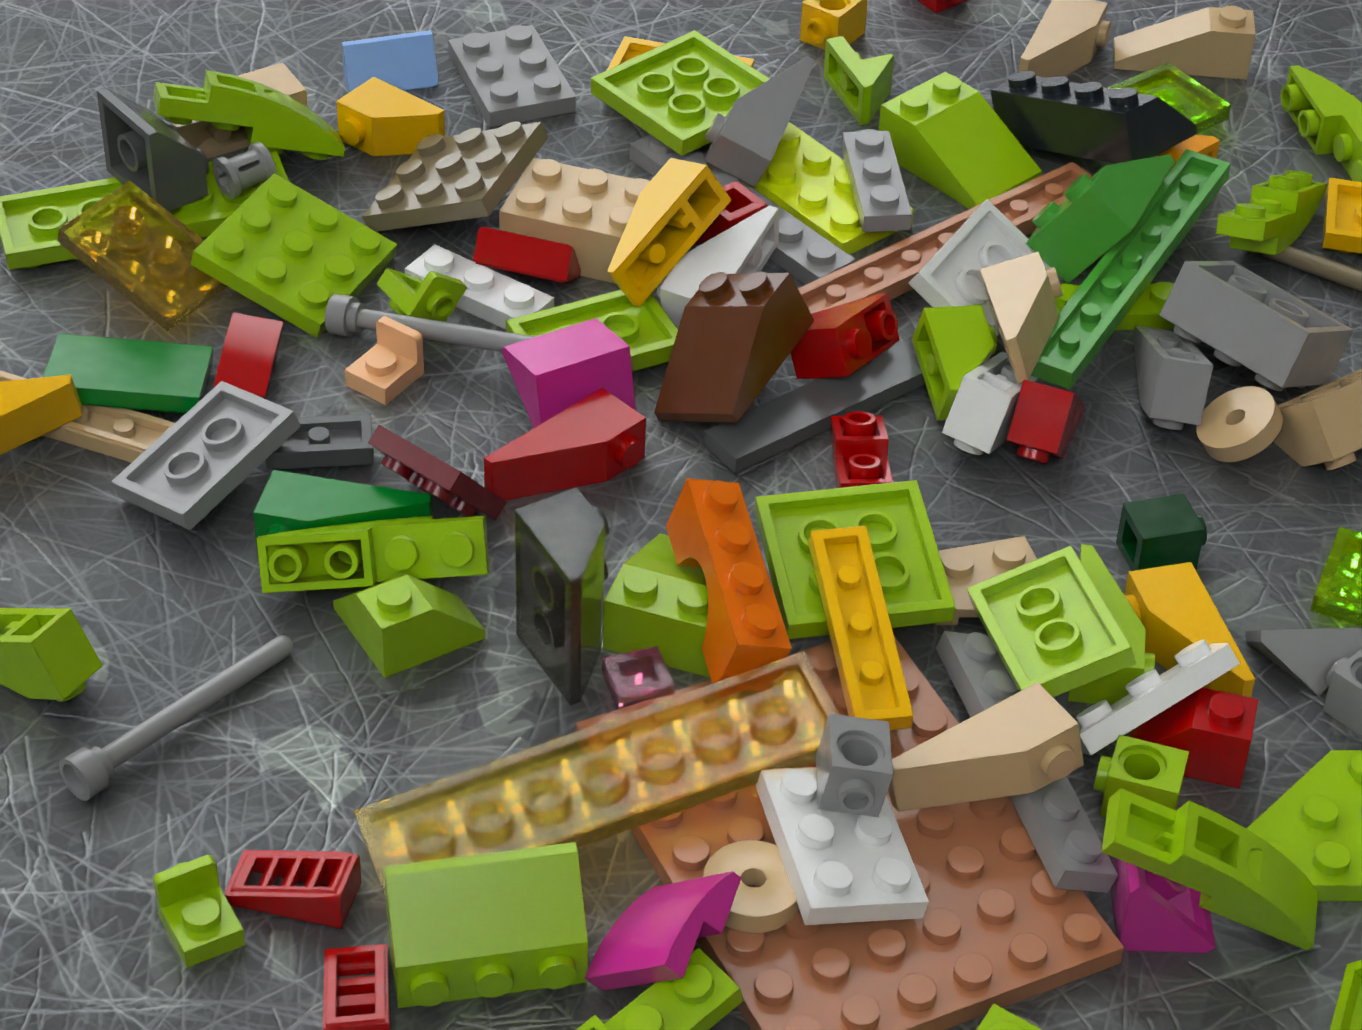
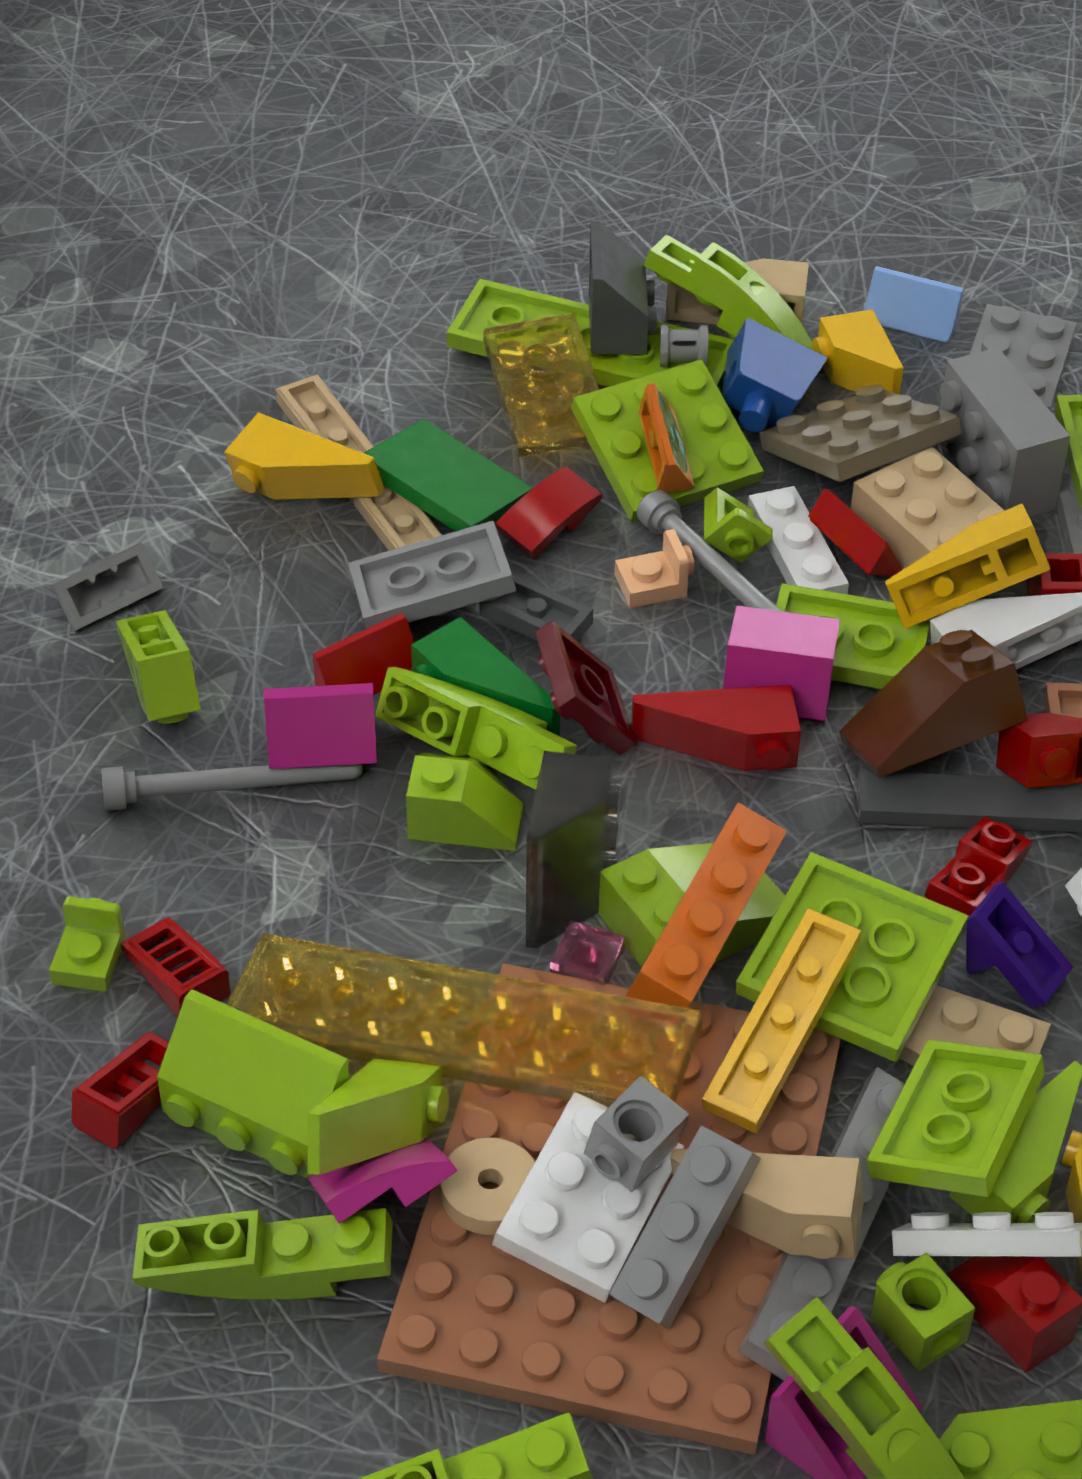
camera: 40 degrees right, 5 degrees up
(212, 555) = (366, 655): none -> red slope
(238, 618) = (320, 726): none -> dark pink slope
(308, 250) = (664, 442): none -> orange slope
(333, 164) = (767, 375): none -> torso
(584, 116) = (1008, 435): none -> light grey brick
(621, 879) = (376, 1113): none -> lime slope
(951, 813) = (685, 1226): none -> light grey plate
(956, 491) = (1009, 937): none -> dark purple slope

